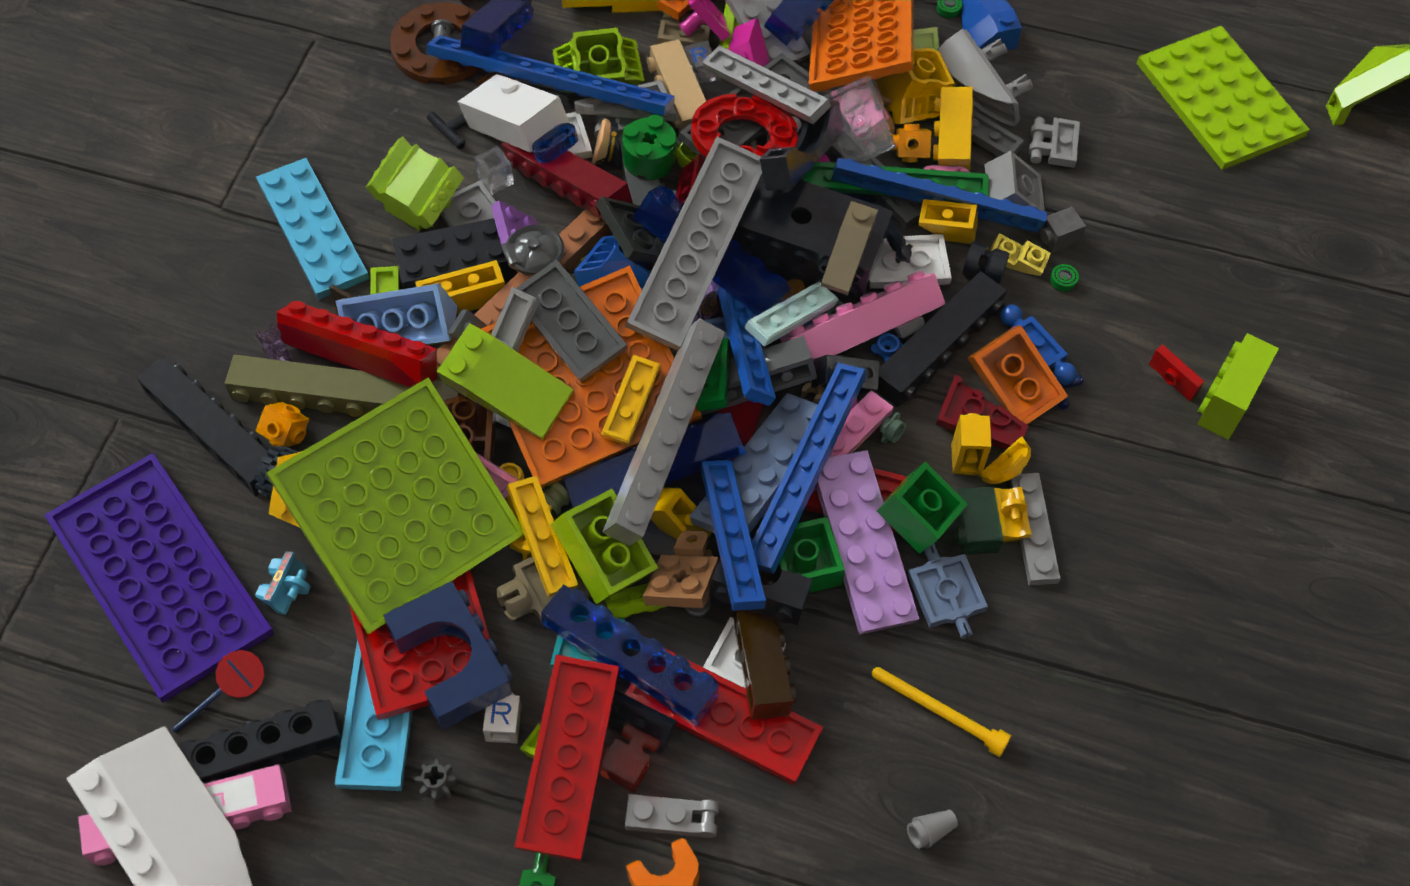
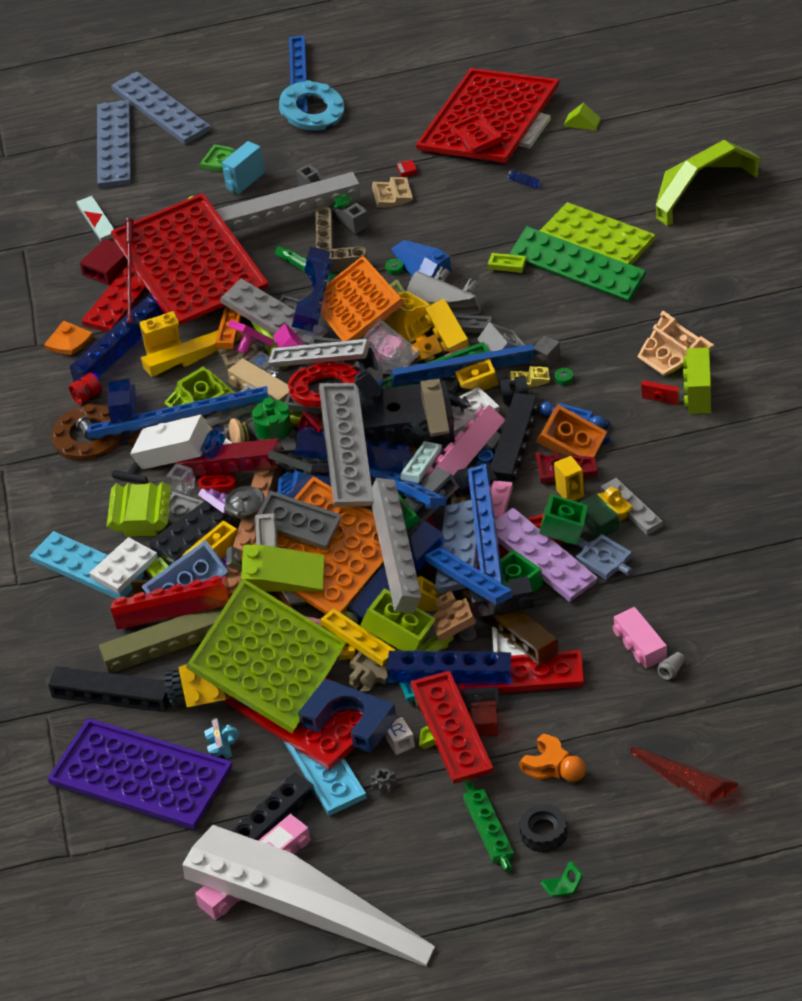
camera: 20 degrees left, 15 degrees down
(236, 675) = (229, 794): red piece -> none
(273, 345) = (116, 628): clear purple plate -> none
(282, 424) = (151, 662): light orange brick -> none
(345, 254) = (123, 565): none -> white plate
(540, 199) = (219, 482): none -> red plate
(631, 400) = (362, 544): yellow tile -> none
(671, 816) = (526, 732): light grey plate -> none
(892, 428) = (518, 496): sand green plate -> none
(915, 755) = (640, 637): none -> bright pink brick
(994, 739) = (677, 611): yellow piece -> none
(1008, 464) = (596, 480): yellow plate -> none
(1063, 144) = (515, 309): light grey plate -> none
(1092, 72) = (507, 262): none -> lime plate
(1182, 123) = (579, 264): none -> green plate
(1231, 308) = (668, 345): none -> light nougat wedge

